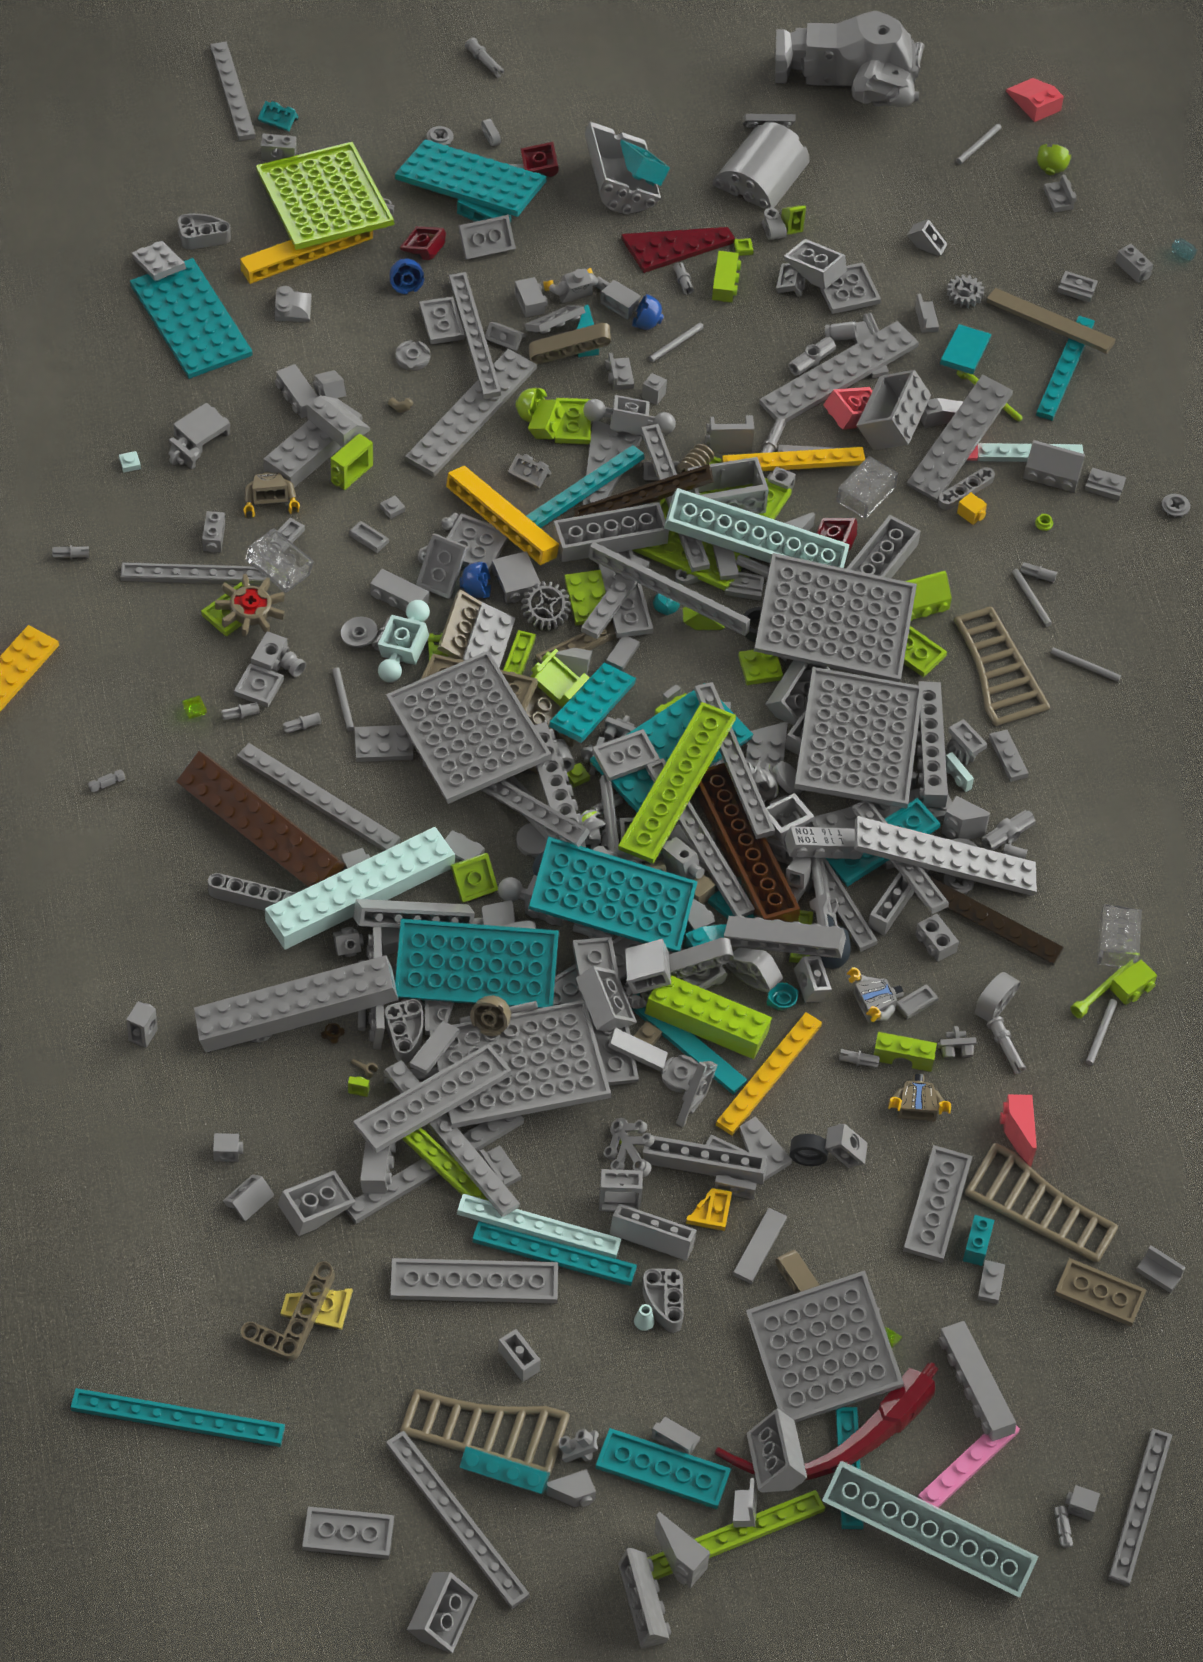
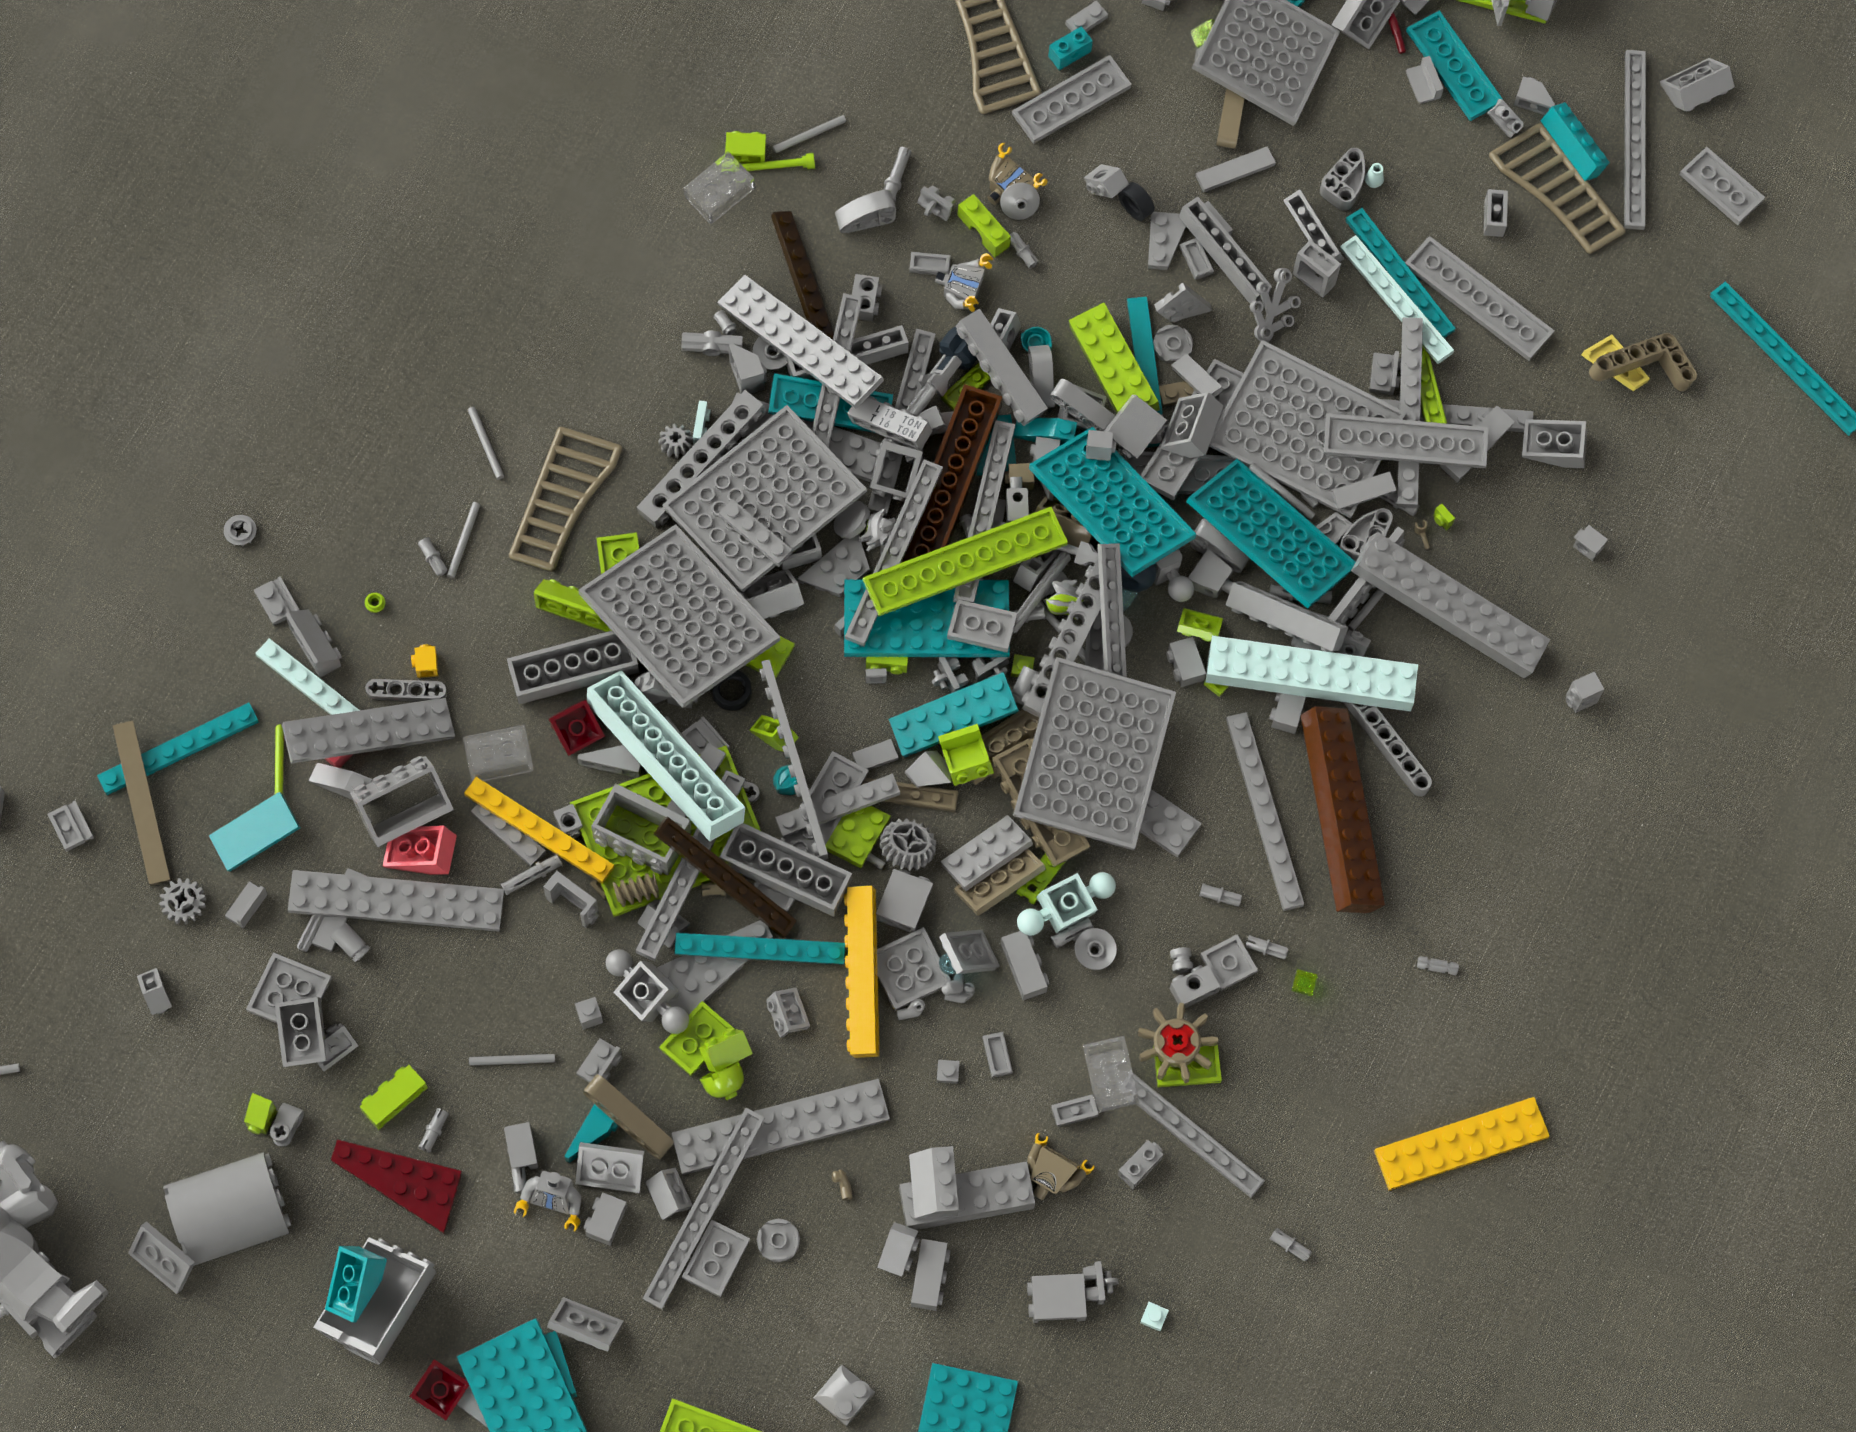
camera: 140 degrees left, 15 degrees up
(249, 1196) = (1602, 493): light grey panel -> none
(343, 699) = (1162, 895): light grey bar -> none
(351, 461) = (963, 1136): lime window -> none
(406, 276) = (707, 1336): blue cylinder -> none
(425, 241) = (650, 1372): dark red slope -> none
(475, 580) = (946, 919): blue cylinder -> none
(491, 1015) = (1297, 476): dark tan cylinder -> none
(519, 652) = (968, 823): lime tile -> none
(648, 313) = (515, 1106): blue cylinder -> none
(659, 926) = (1100, 445): none -> light grey brick
(712, 1211) = (1250, 218): yellow wing -> none
(743, 246) = (336, 1126): lime tile -> none
(768, 1073) = (1102, 293): yellow plate -> none
(812, 356) = (417, 937): light grey piece -> none
(840, 704) = (755, 532): none -> light grey plate
(895, 1085) = (1019, 193): none -> light grey dish
(967, 737) = (671, 433): light grey plate -> none
(1008, 755) = (639, 411): light grey plate -> none
(1020, 1125) = (952, 101): coral slope -> none

